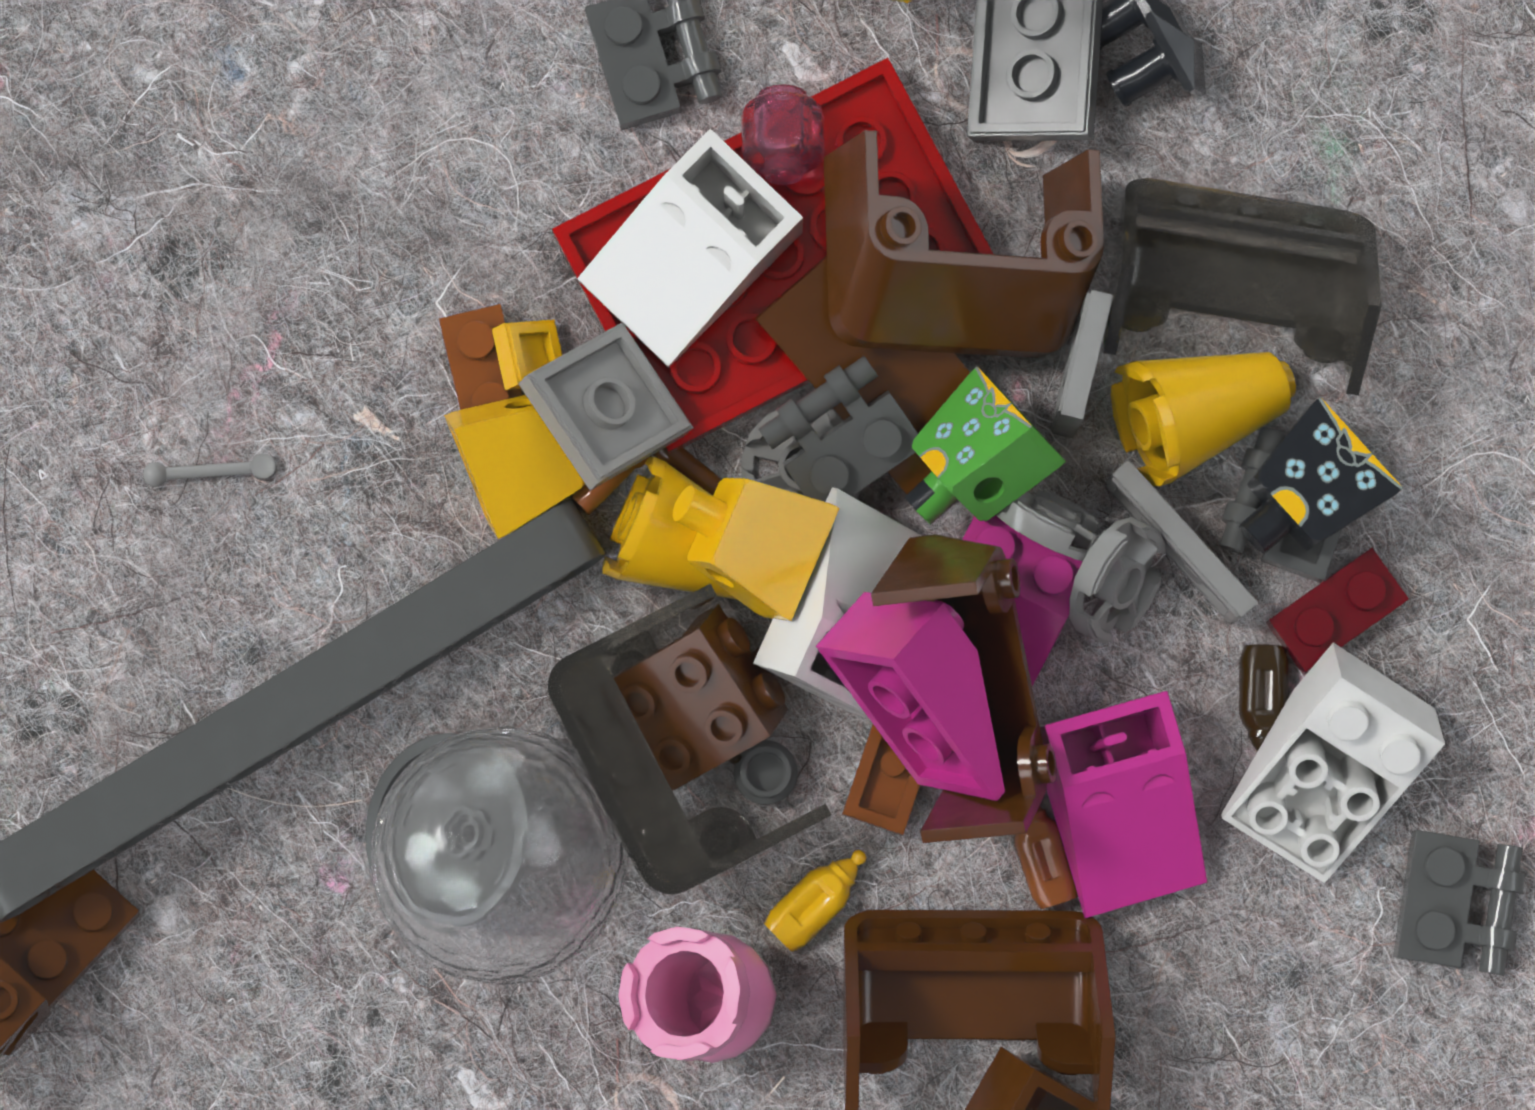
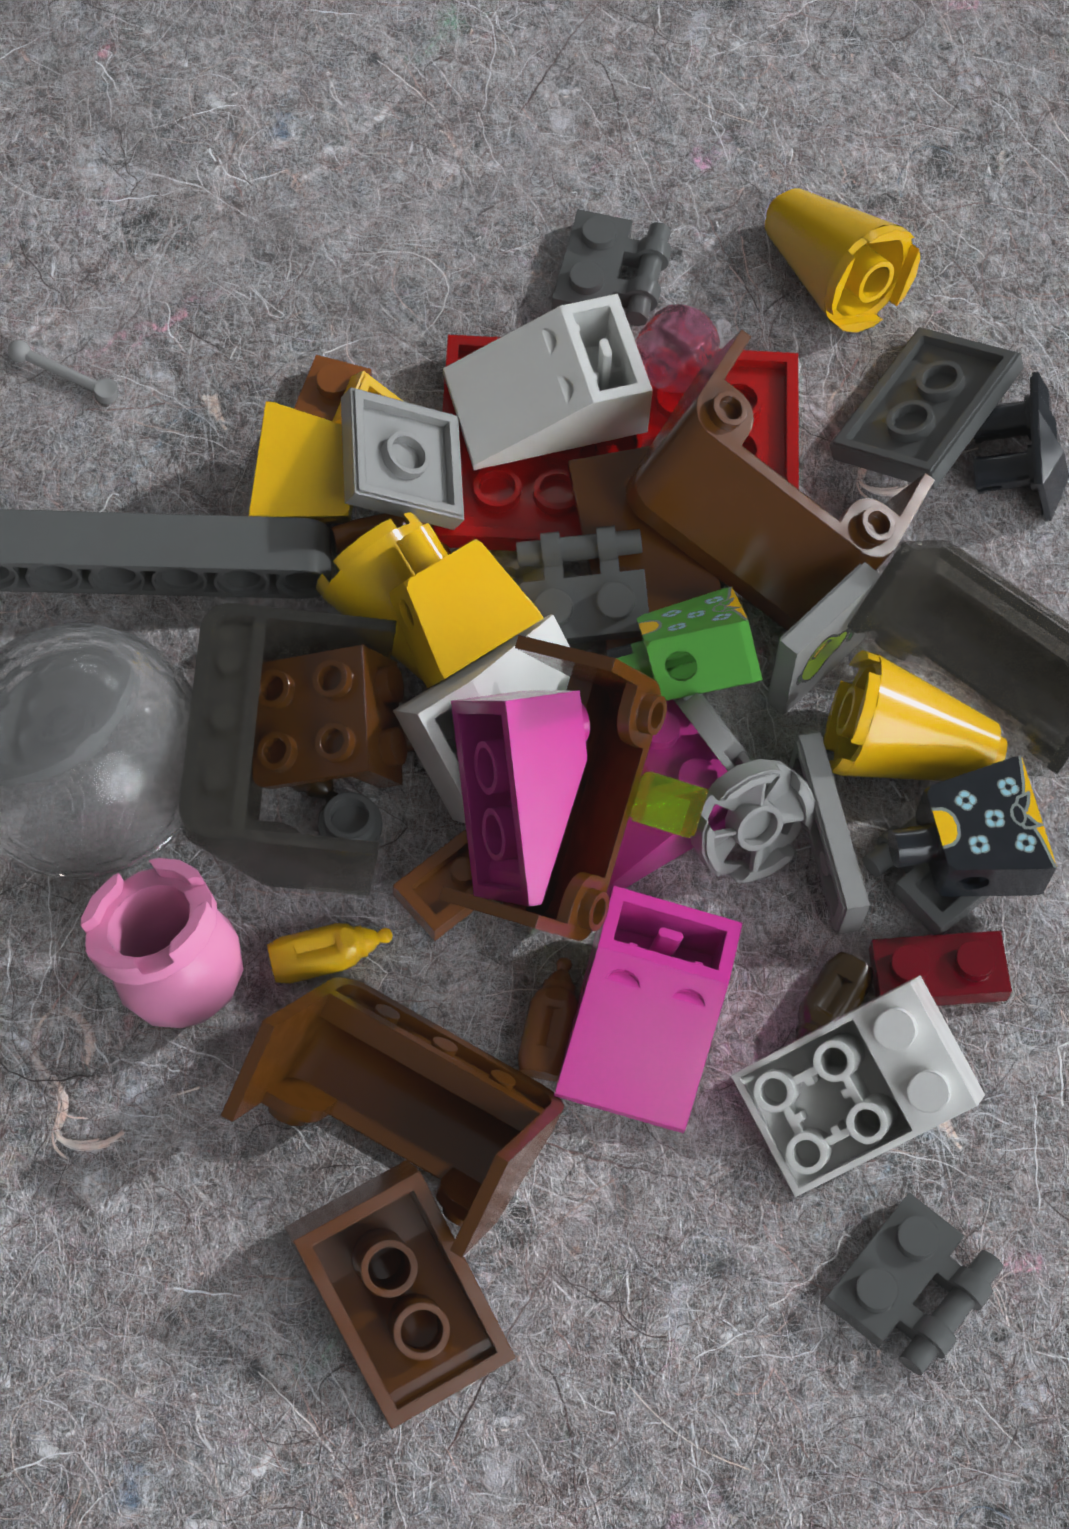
camera: 30 degrees right, 20 degrees down
(1056, 629) = (668, 804): none -> clear neon green slope

